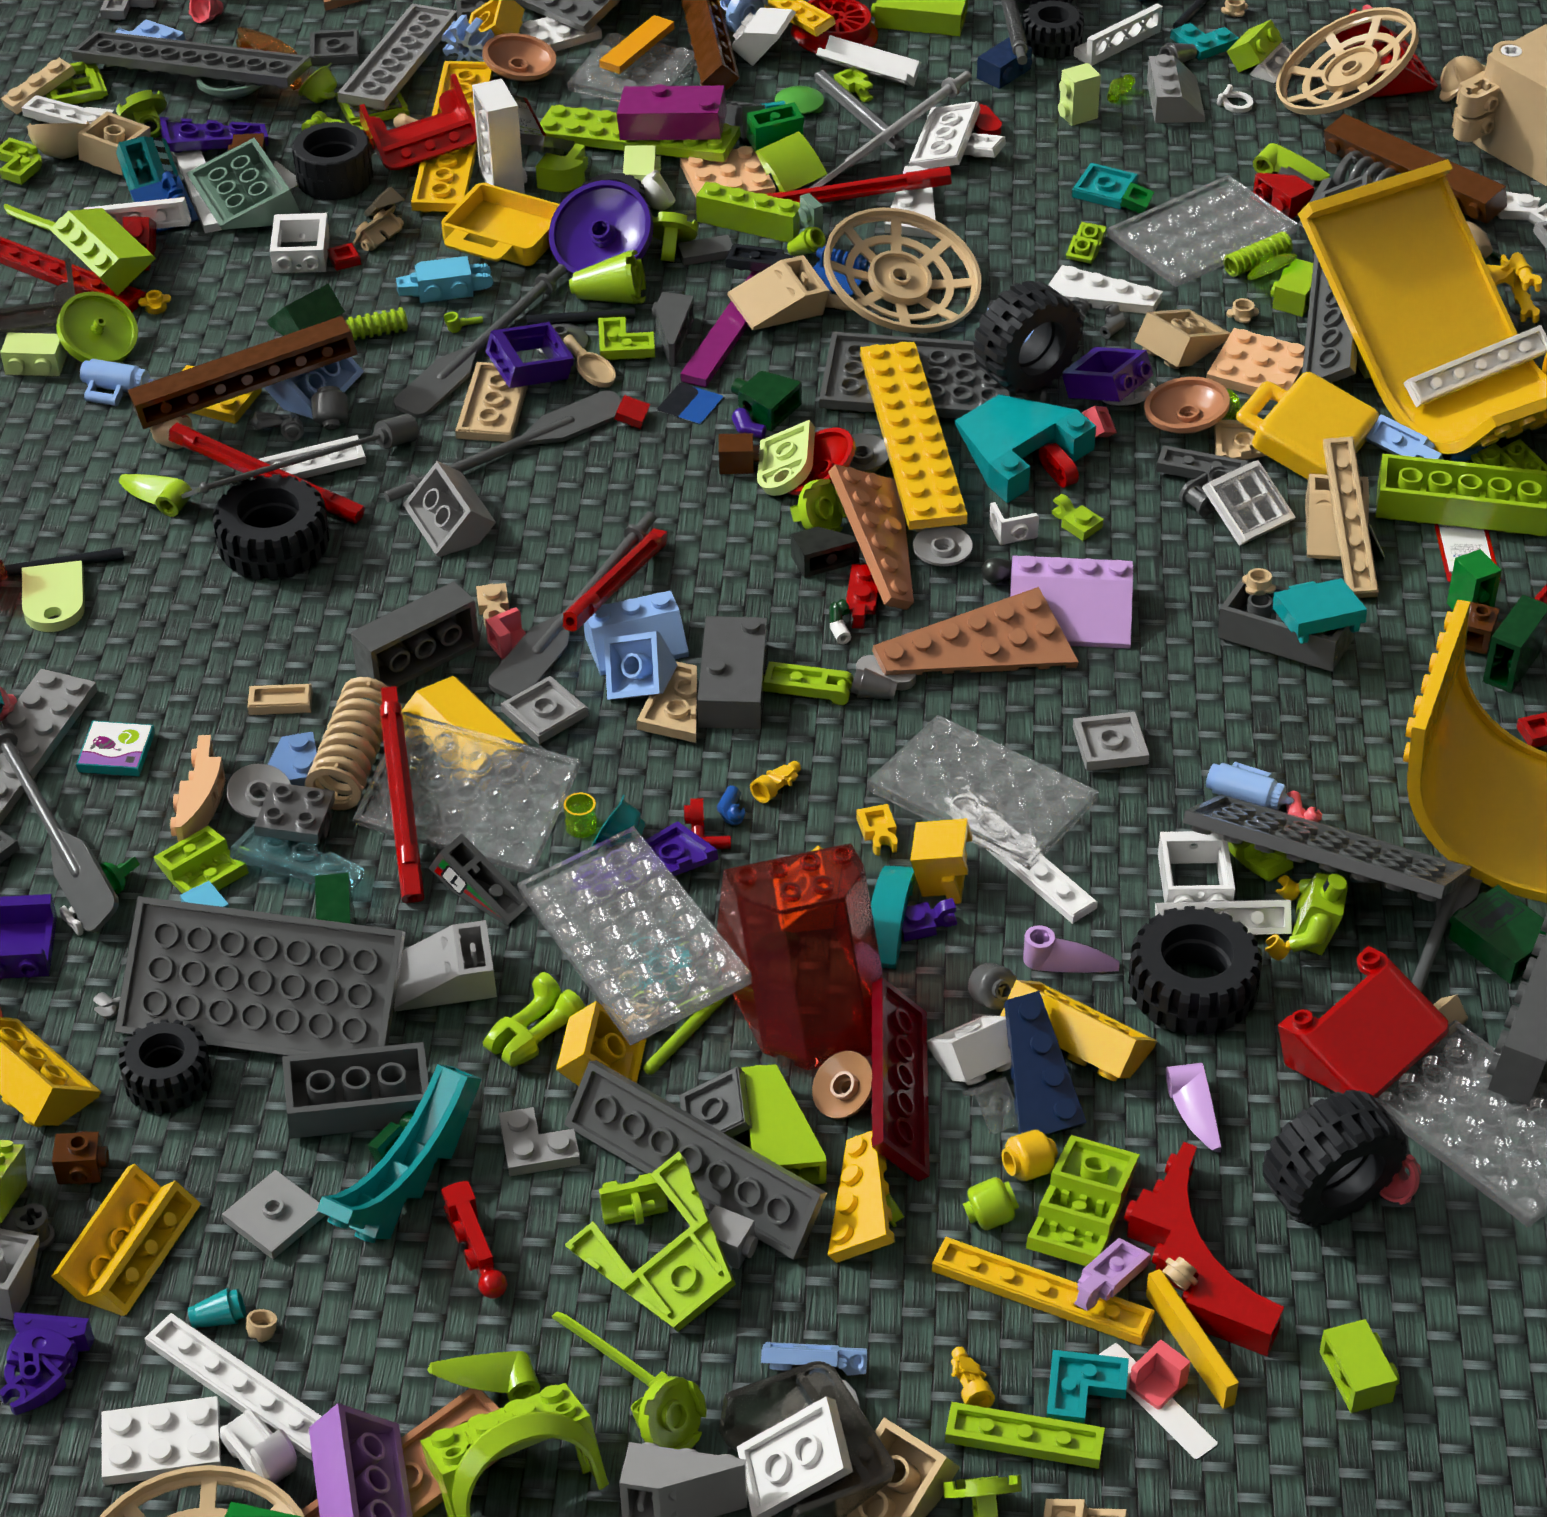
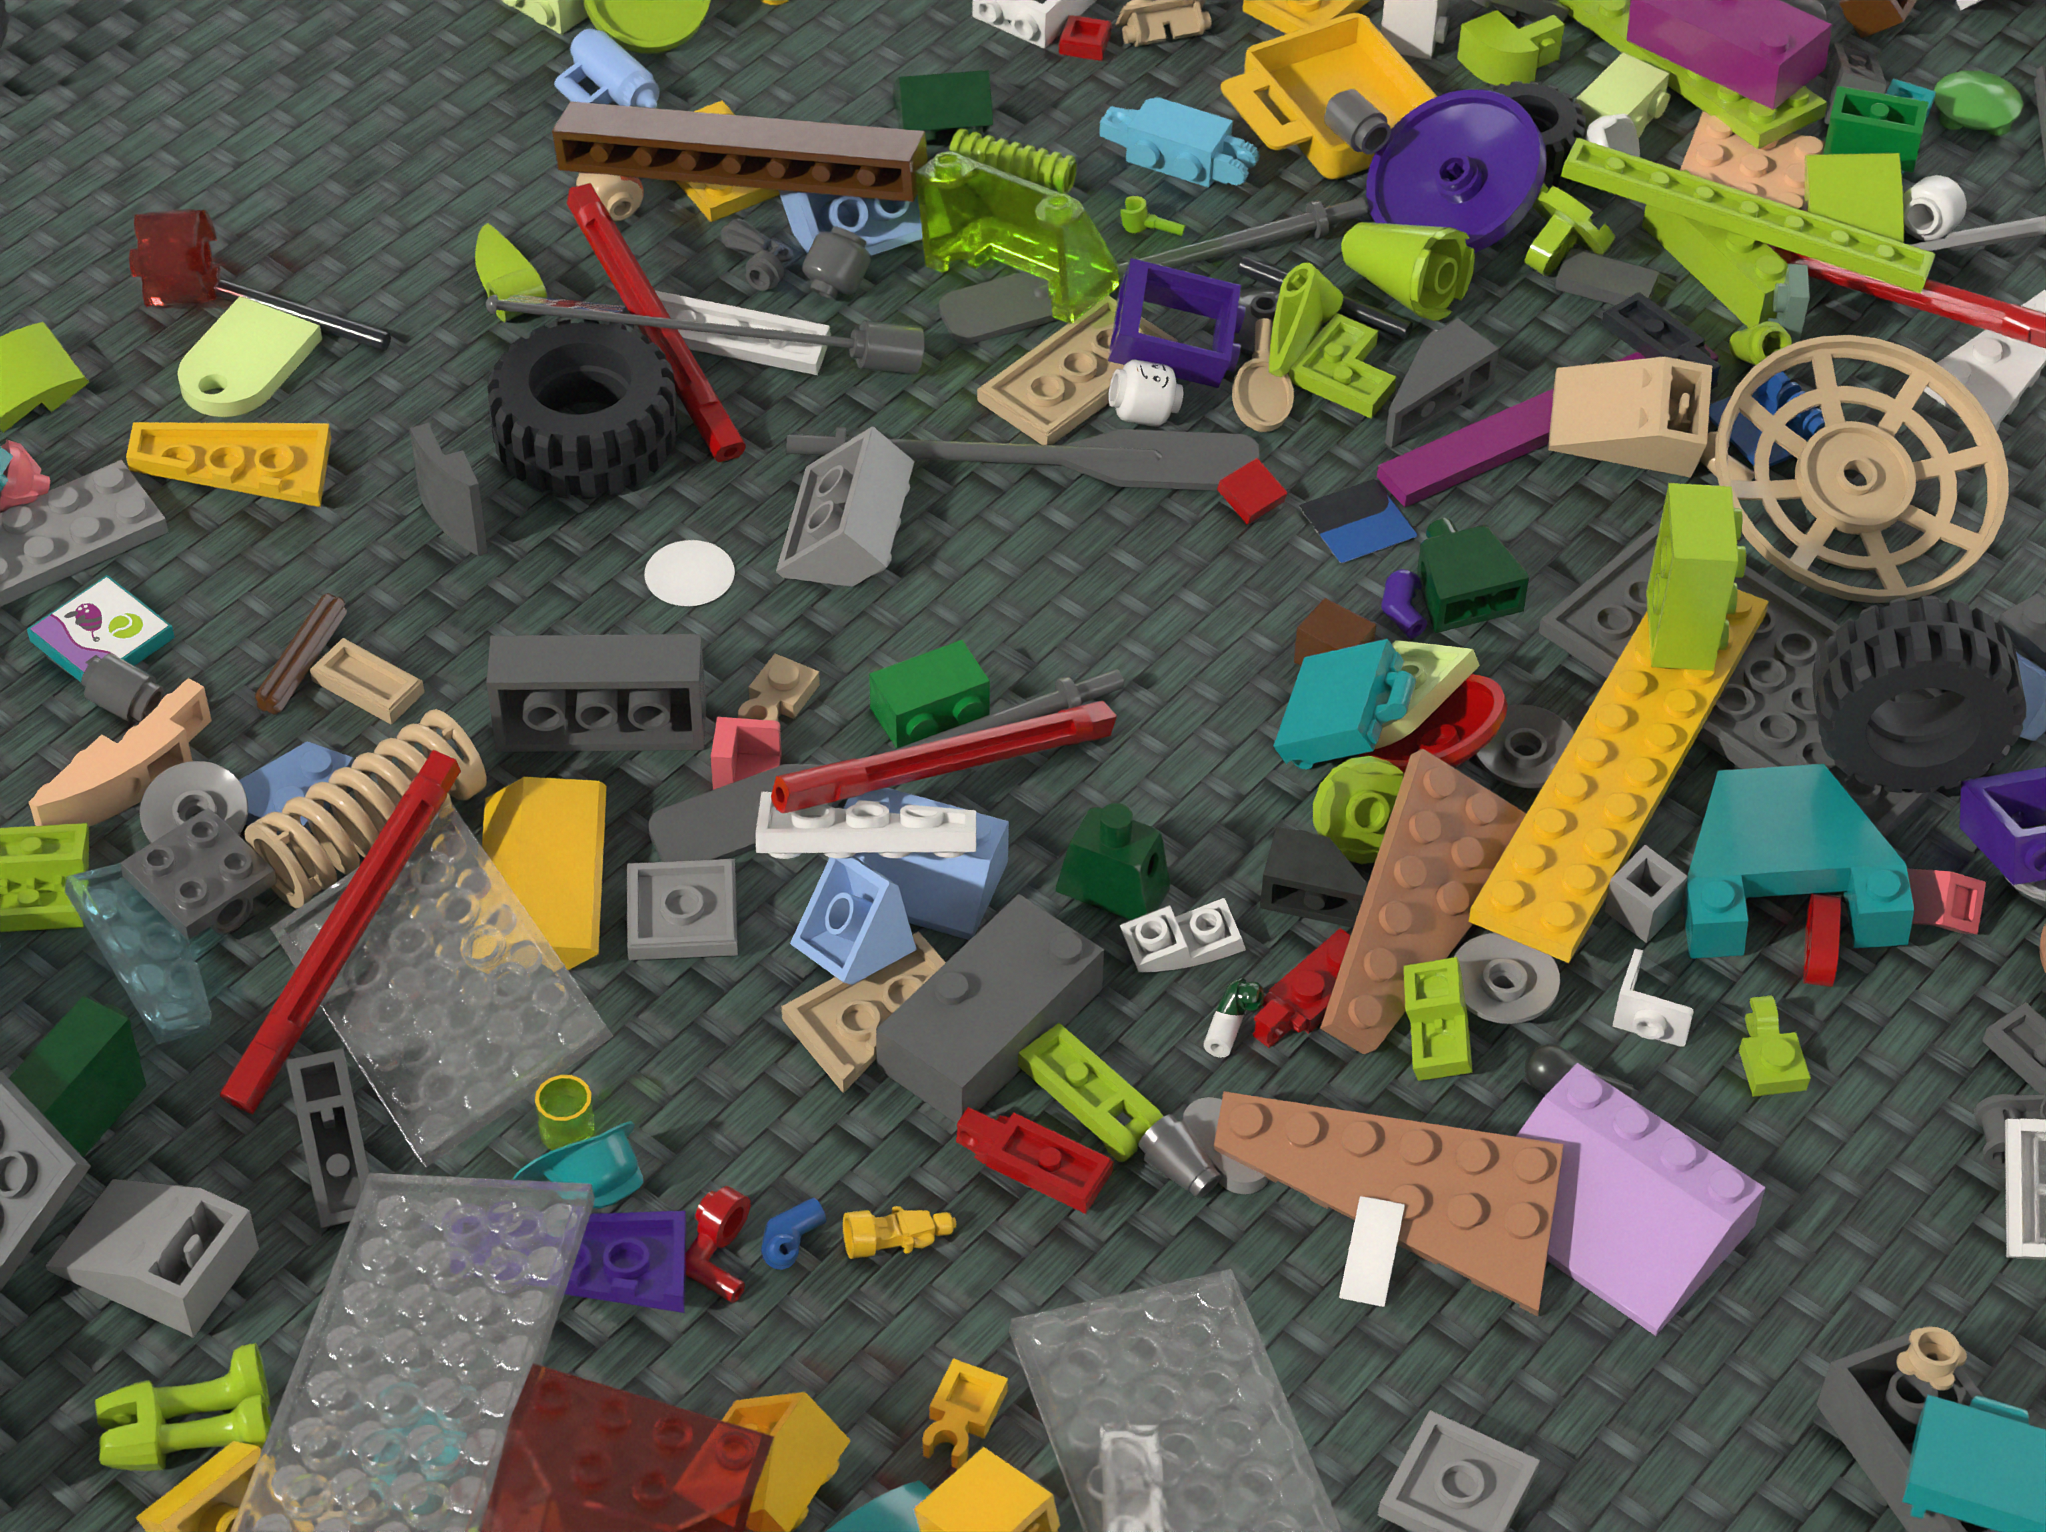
camera: 35 degrees right, 5 degrees up
(102, 637) = (248, 458): none -> yellow wing
(160, 762) = (121, 688): none -> dark grey brick
(233, 704) = (300, 654): none -> reddish brown axle
(243, 593) = (449, 490): none -> dark grey slope
(391, 577) = (689, 573): none -> white sticker
(414, 345) = (988, 214): none -> clear neon green windscreen
(534, 227) = (1357, 121): none -> dark grey brick
(541, 393) = (1145, 393): none -> white head
(570, 565) = (929, 694): none -> green brick
(582, 321) = (1302, 307): none -> lime piece
(614, 621) = (864, 829): none -> white wing
(730, 586) = (1115, 864): none -> dark green torso
(755, 186) = (1748, 215): none -> lime tile
(770, 472) = (1343, 703): none -> teal piece
(786, 604) = (1191, 939): none -> white slope
(809, 719) = (1036, 1157): none -> red hinge
(833, 150) = (1933, 208): none -> white head
(891, 335) = (1694, 576): none -> lime brick
(930, 575) = (1437, 1019): none -> lime slope
(974, 480) = (1645, 893): none -> light grey brick
(990, 675) = (1372, 1251): none -> white sticker

